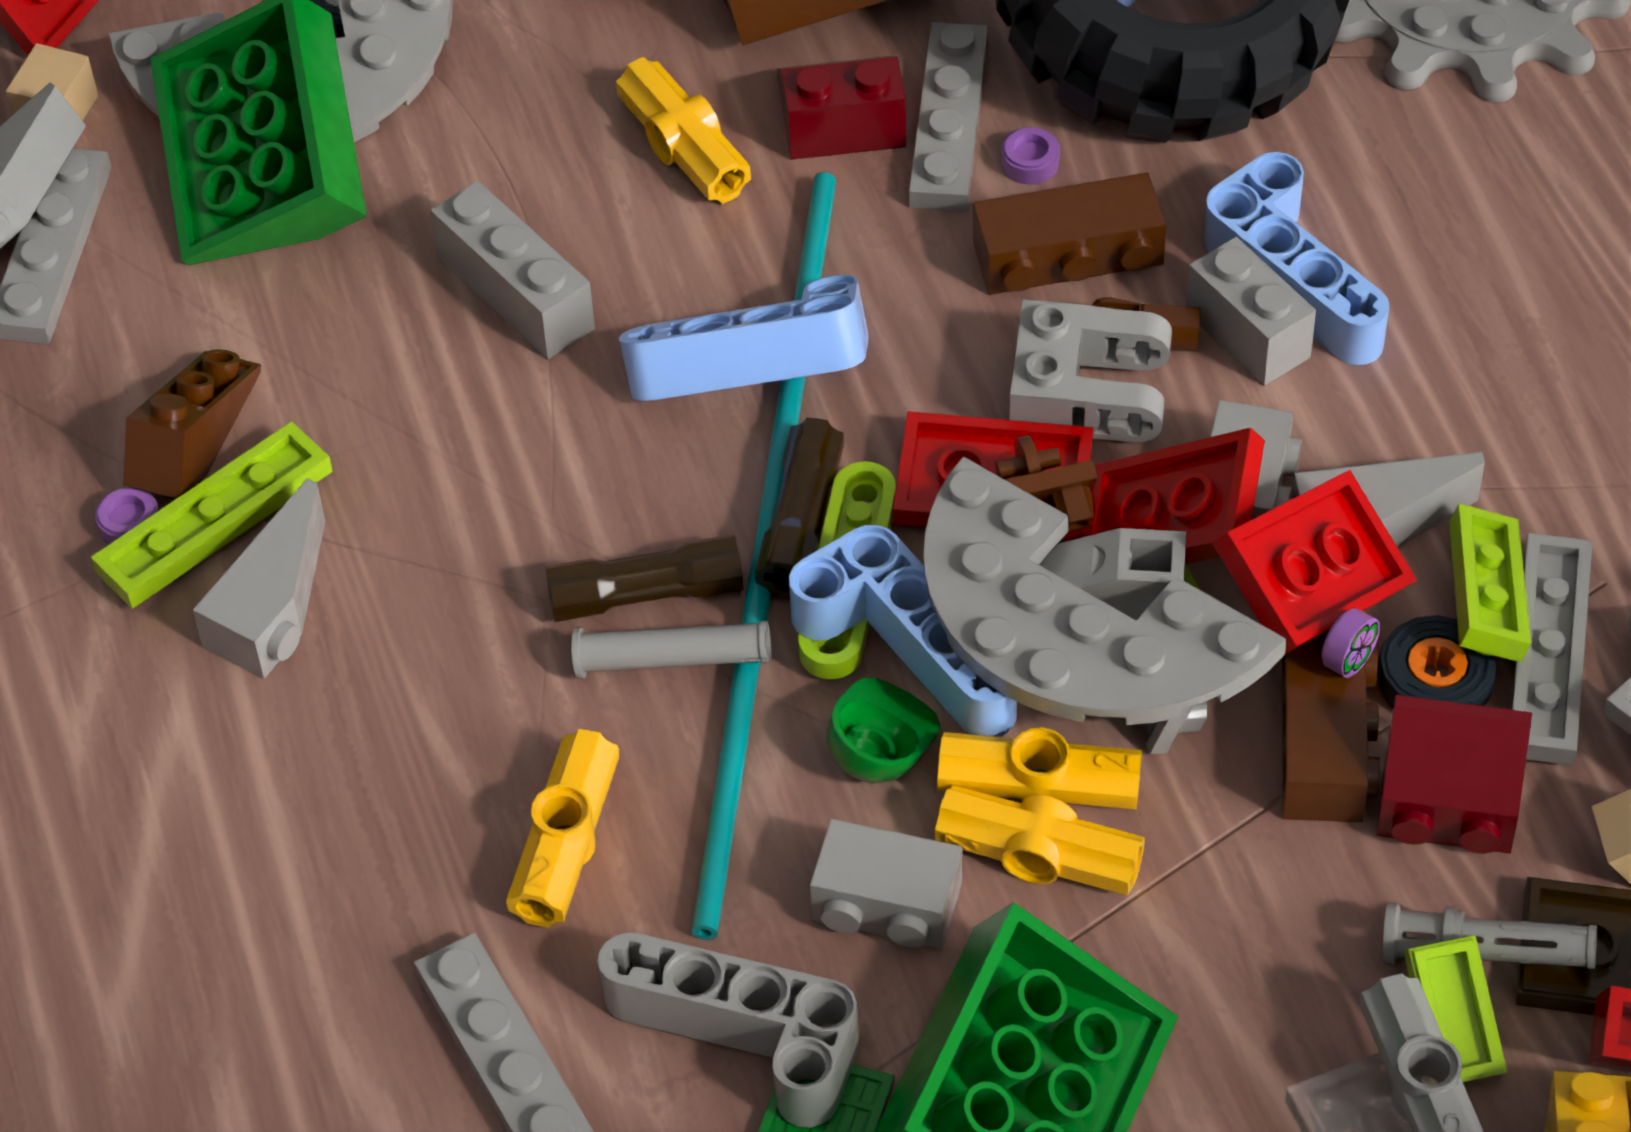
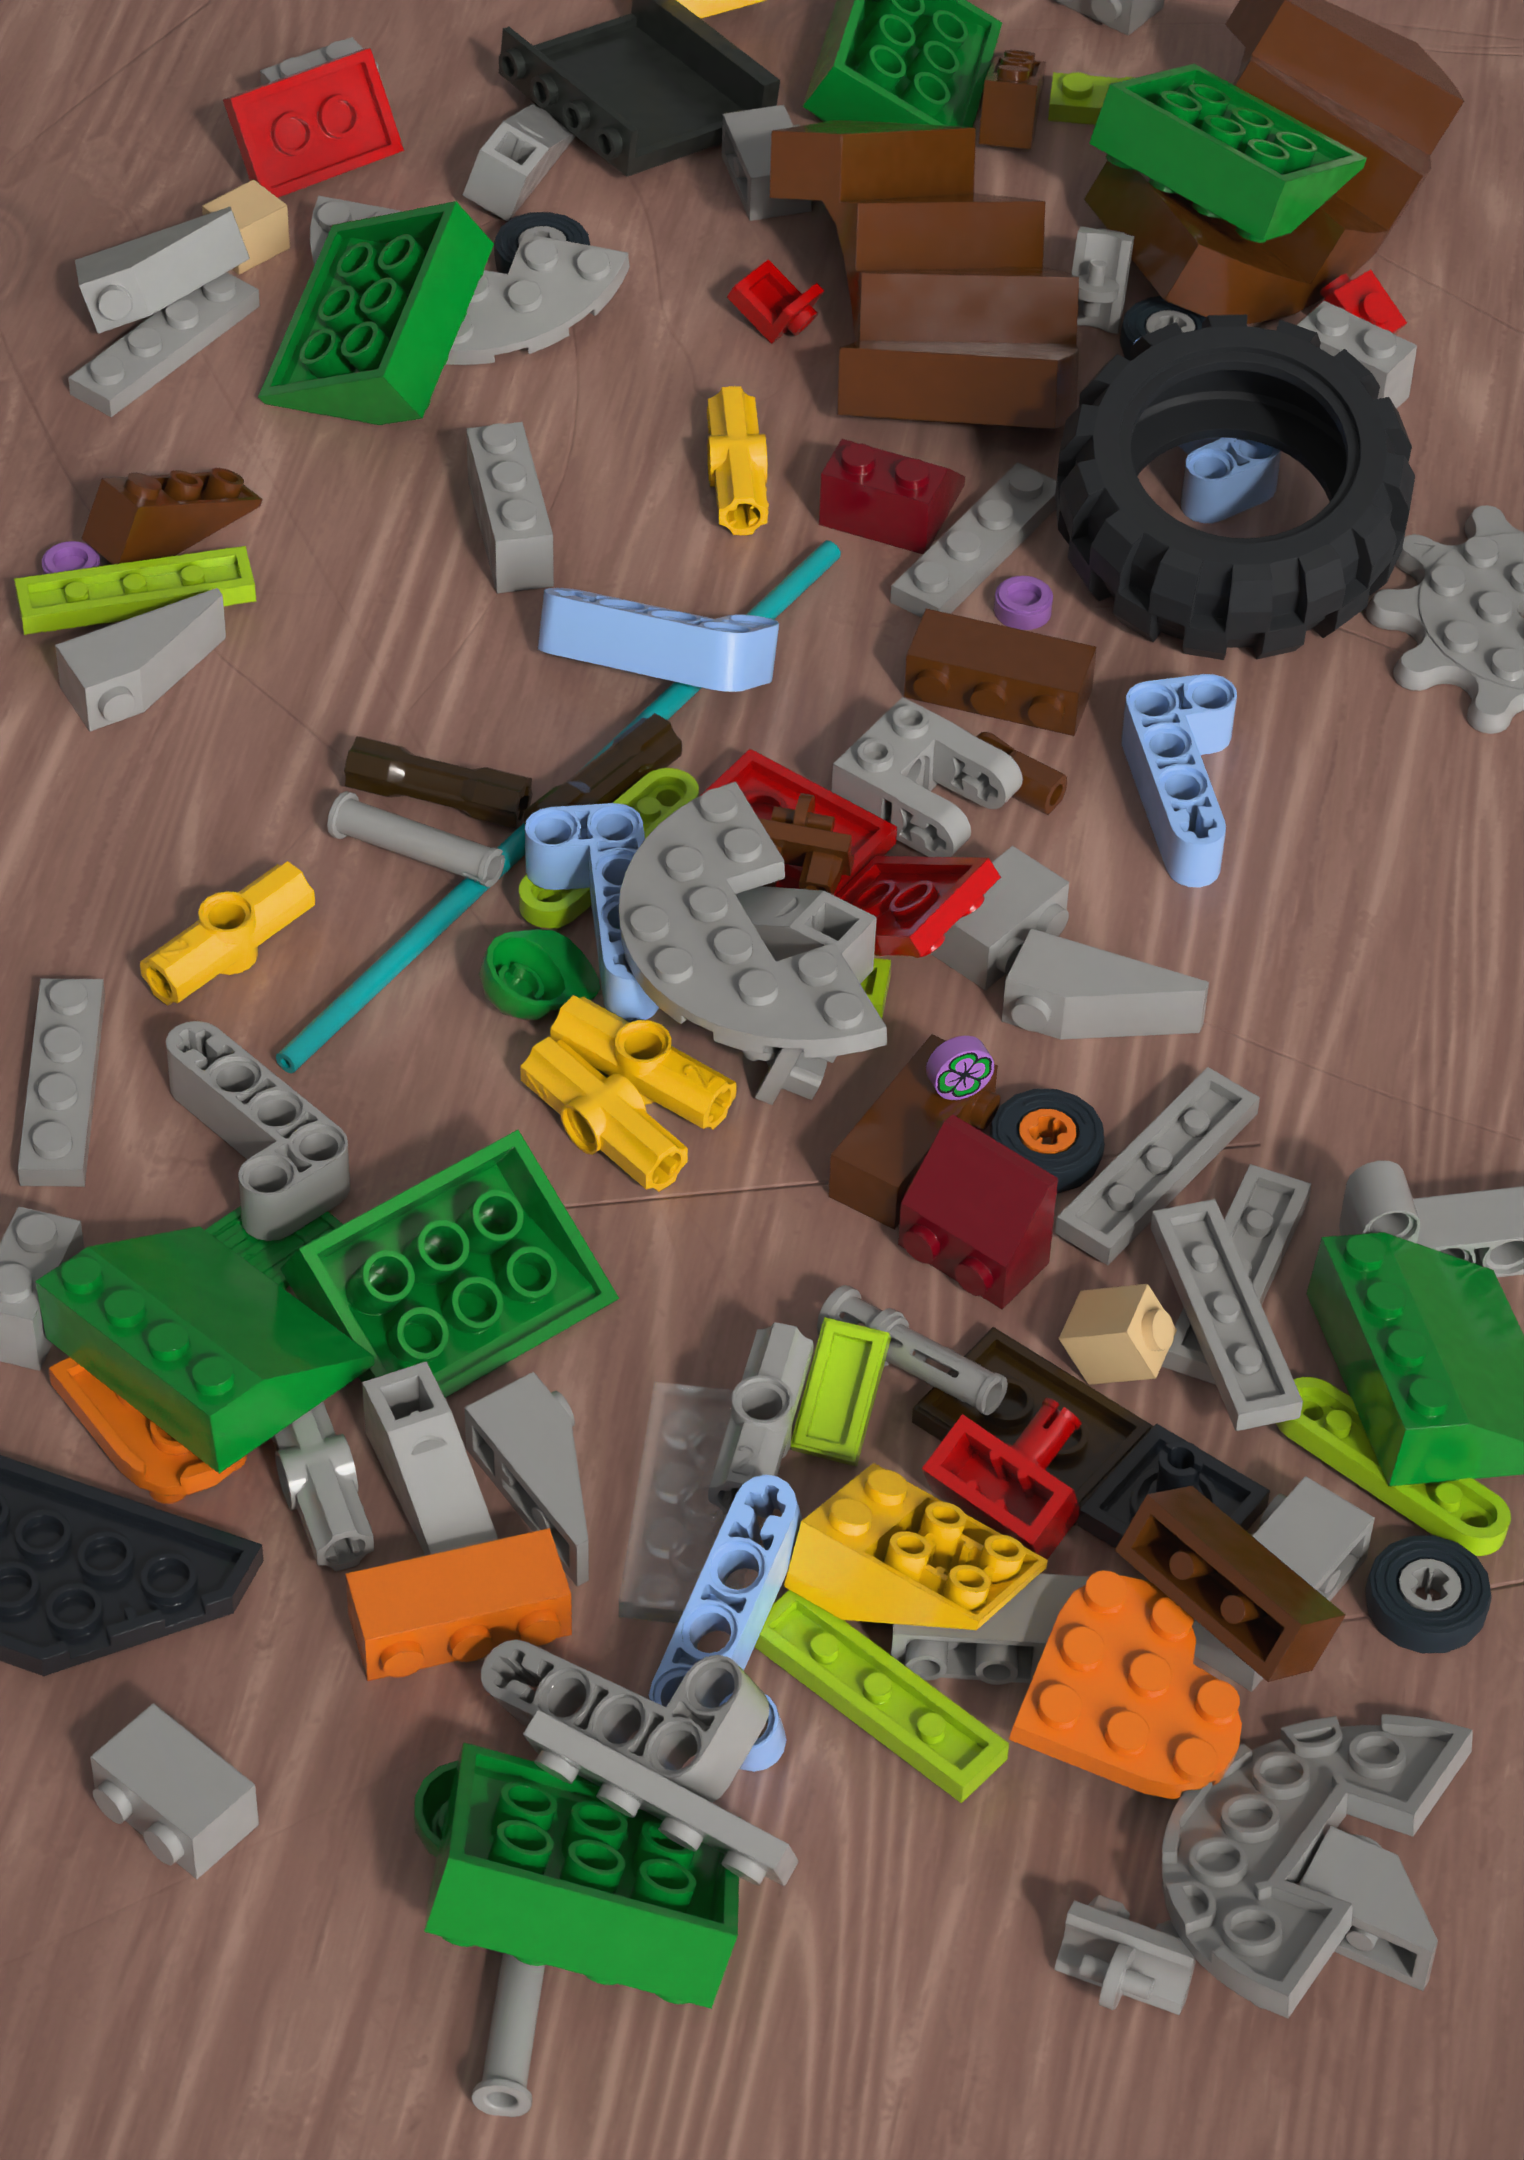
camera: 25 degrees right, 5 degrees down
(886, 884) = (451, 1088): light grey brick -> none
(1251, 311) = (1106, 795): light grey brick -> none
(1314, 560) = (976, 984): red plate -> none
(1489, 583) = (1138, 1088): lime plate -> none

